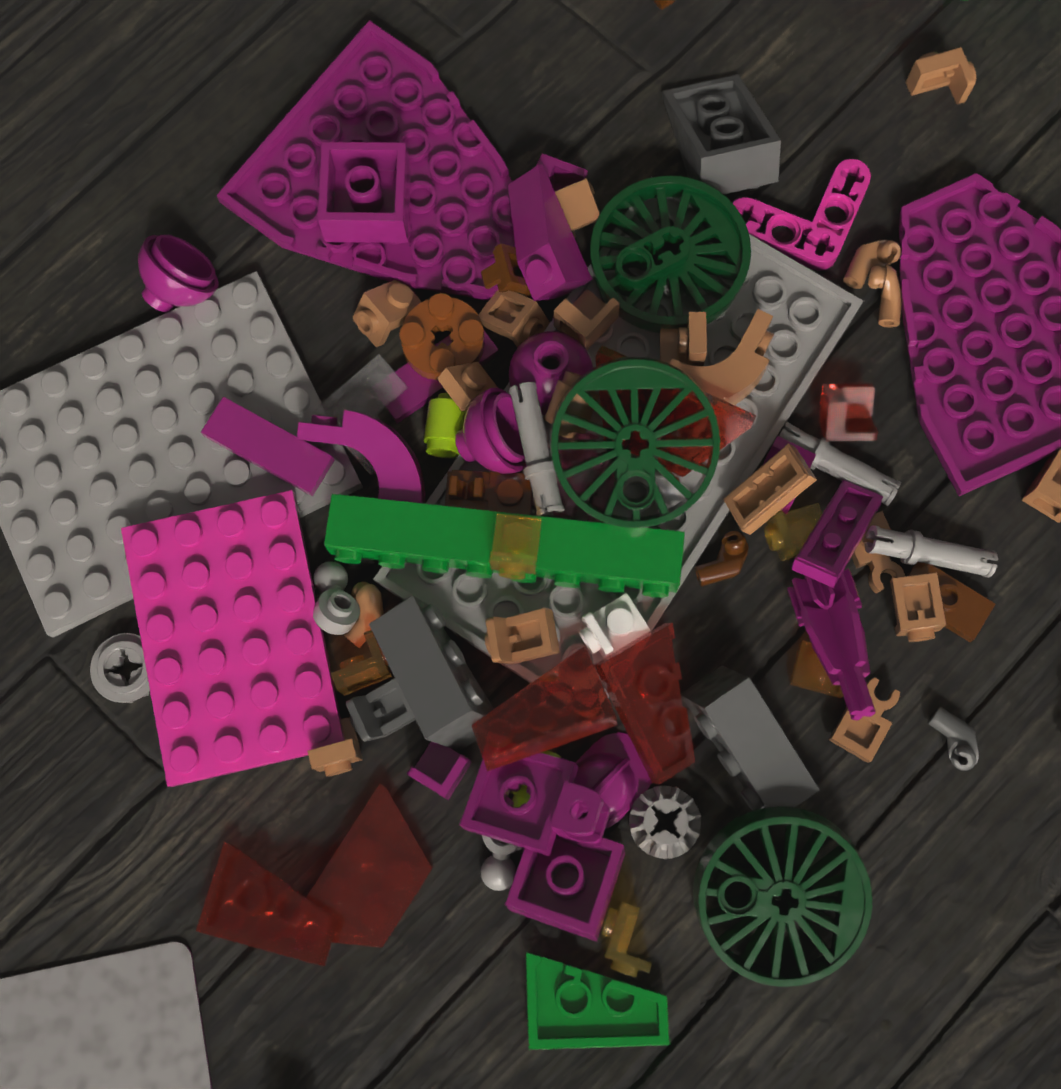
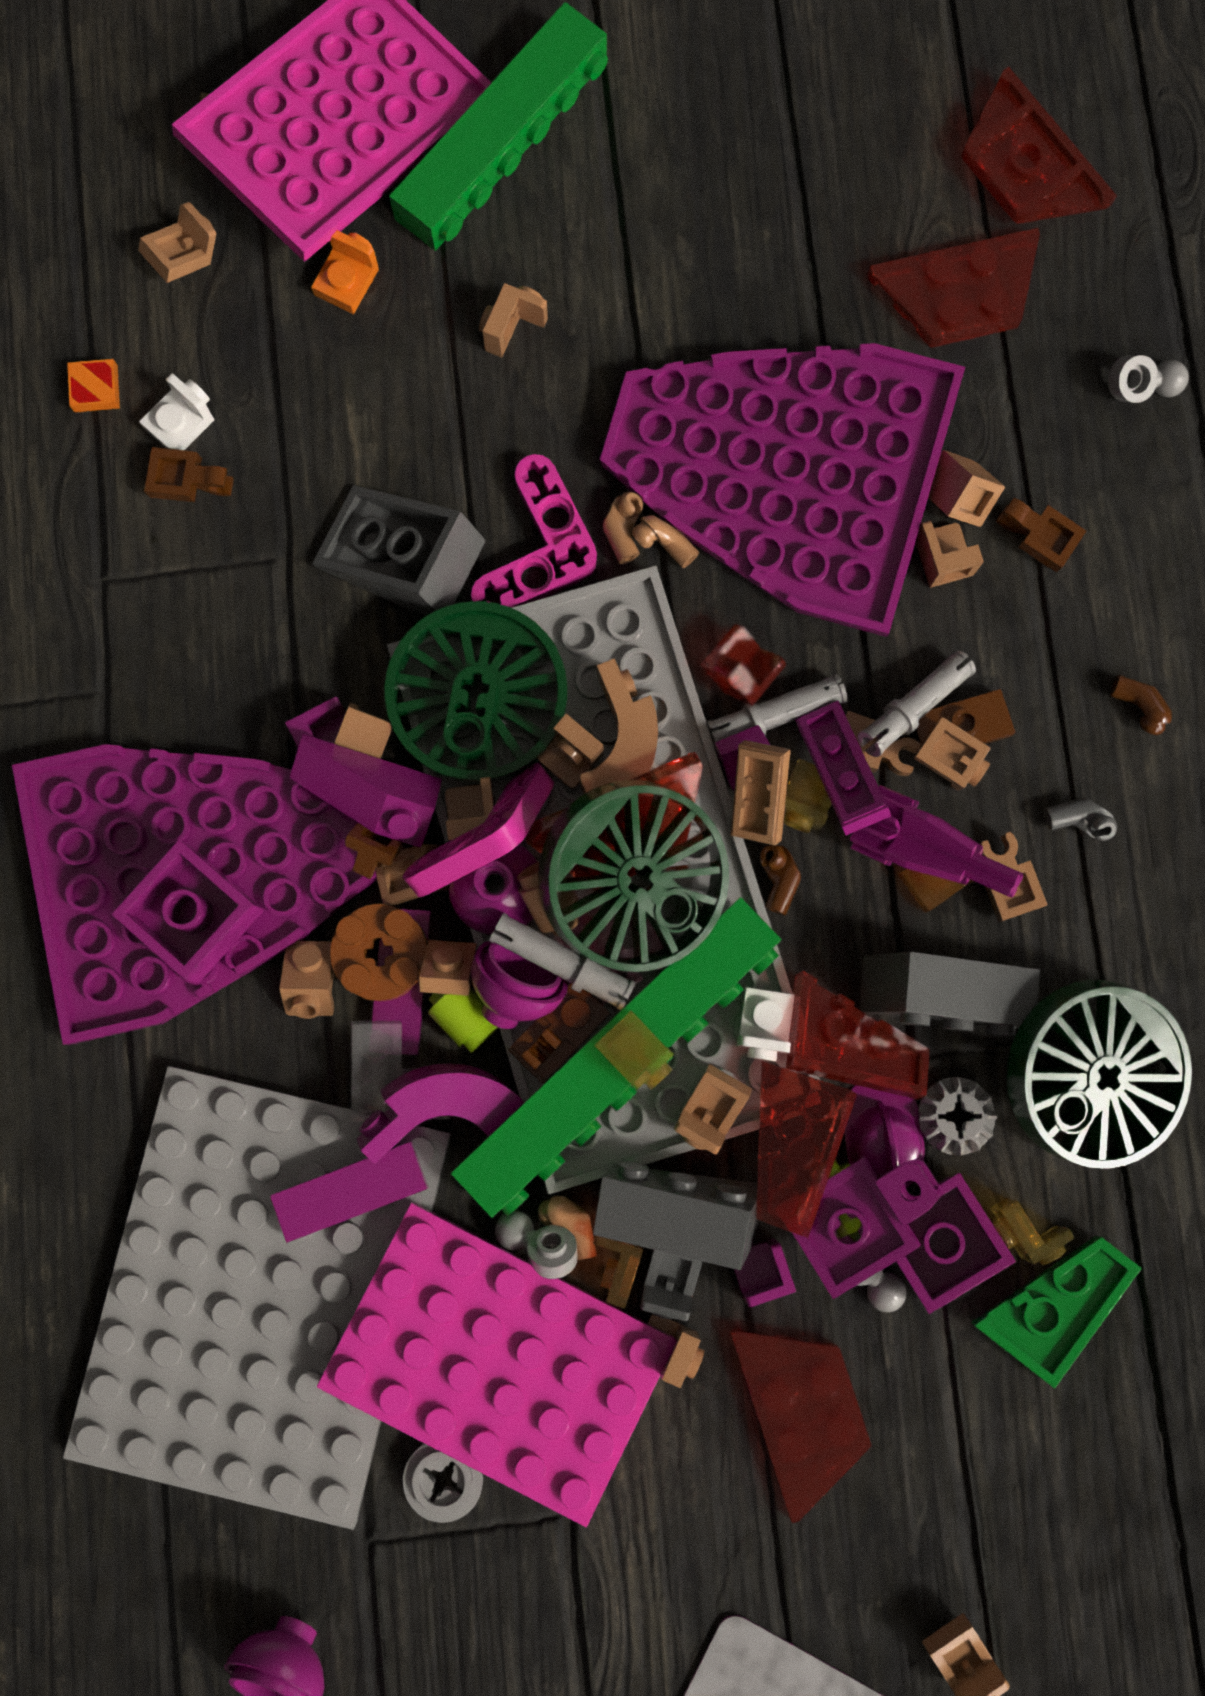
camera: 55 degrees left, 5 degrees up
(174, 273) = (109, 1143): magenta piece -> none
(264, 911) = (762, 1525): clear red wing -> none
(578, 329) = (495, 837): none -> dark pink beam

